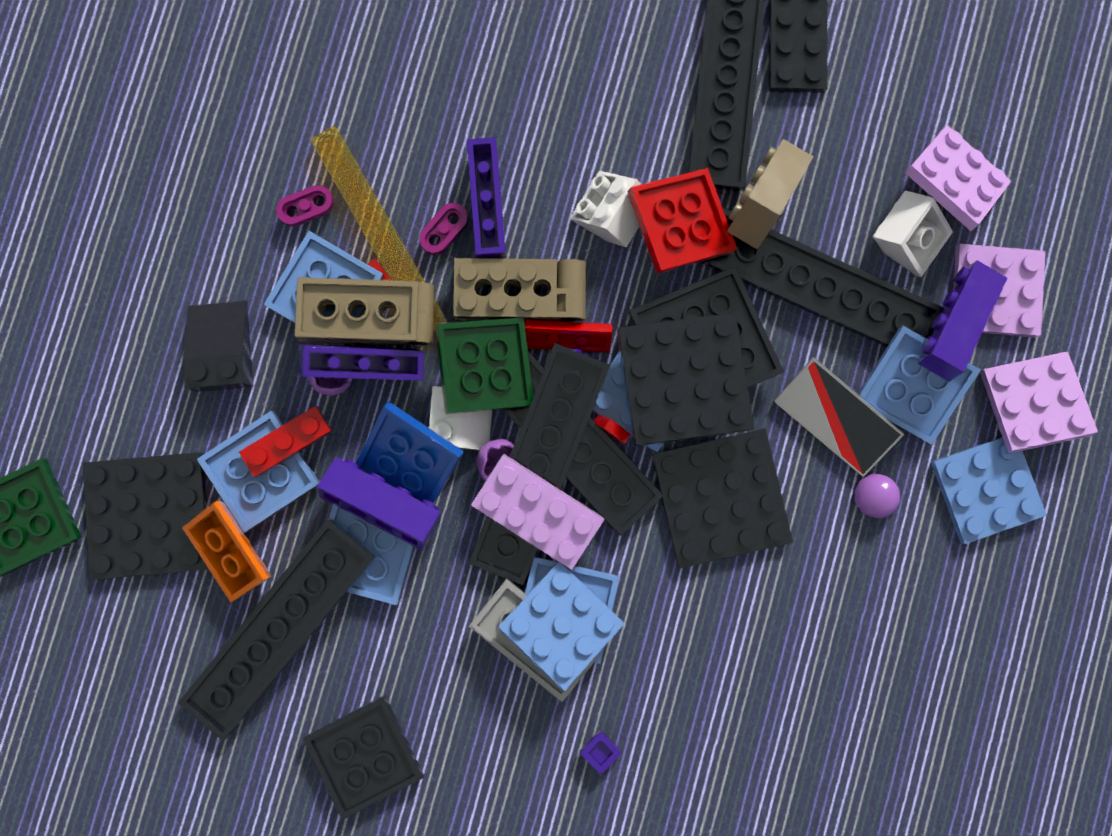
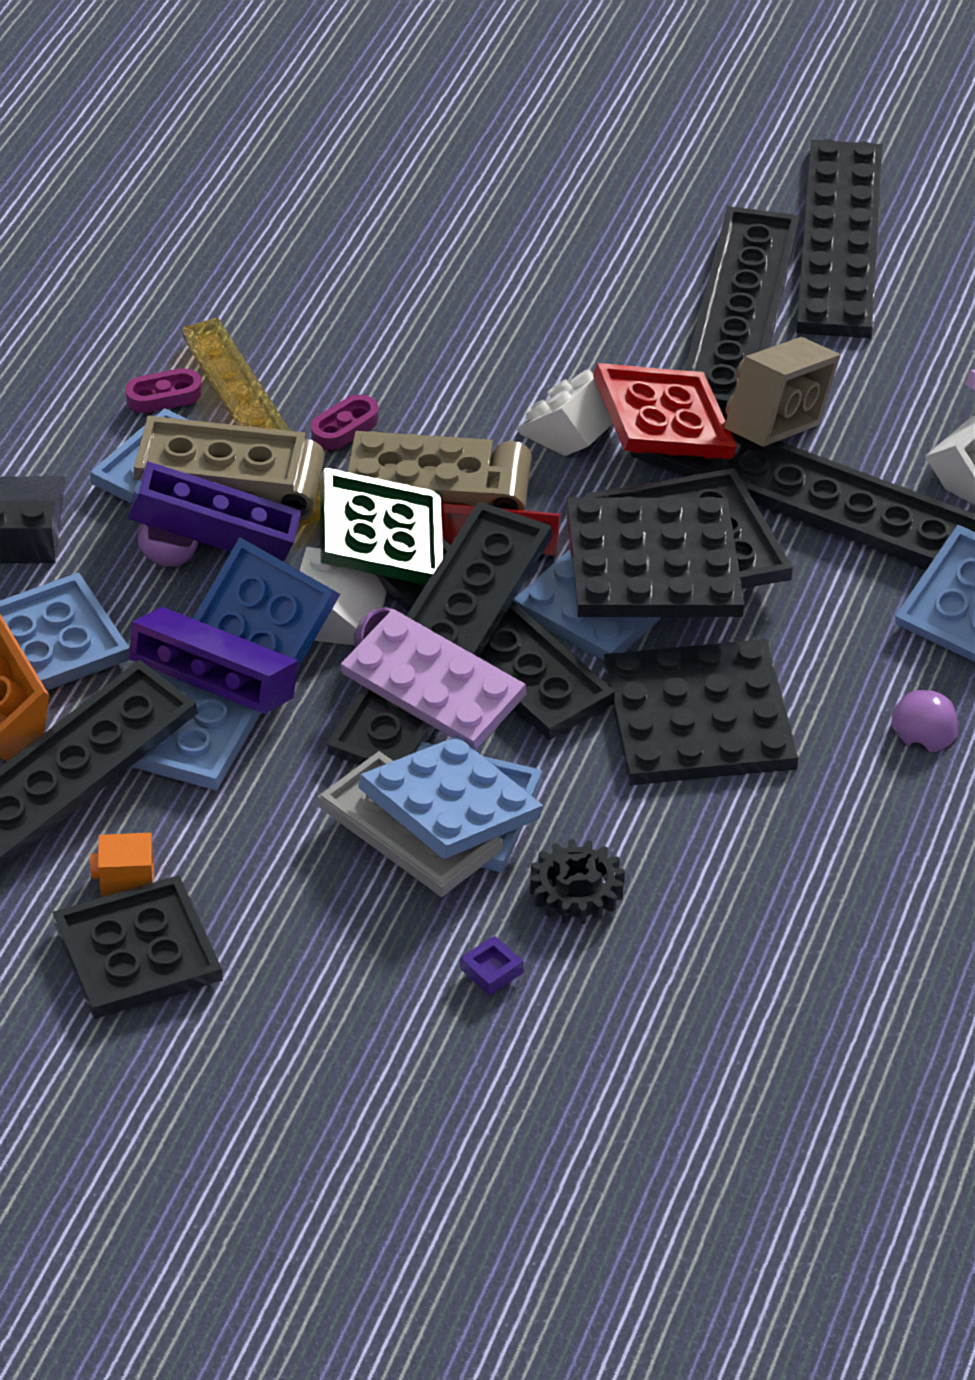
camera: 10 degrees right, 40 degrees down
(285, 441) = (93, 598): red plate -> none
(344, 688) = (123, 862): none -> orange brick
(486, 198) = (406, 379): dark purple brick -> none
(612, 428) = (550, 614): red tile -> none
(643, 686) = (577, 881): none -> black gear
(838, 417) = (870, 630): tile -> none

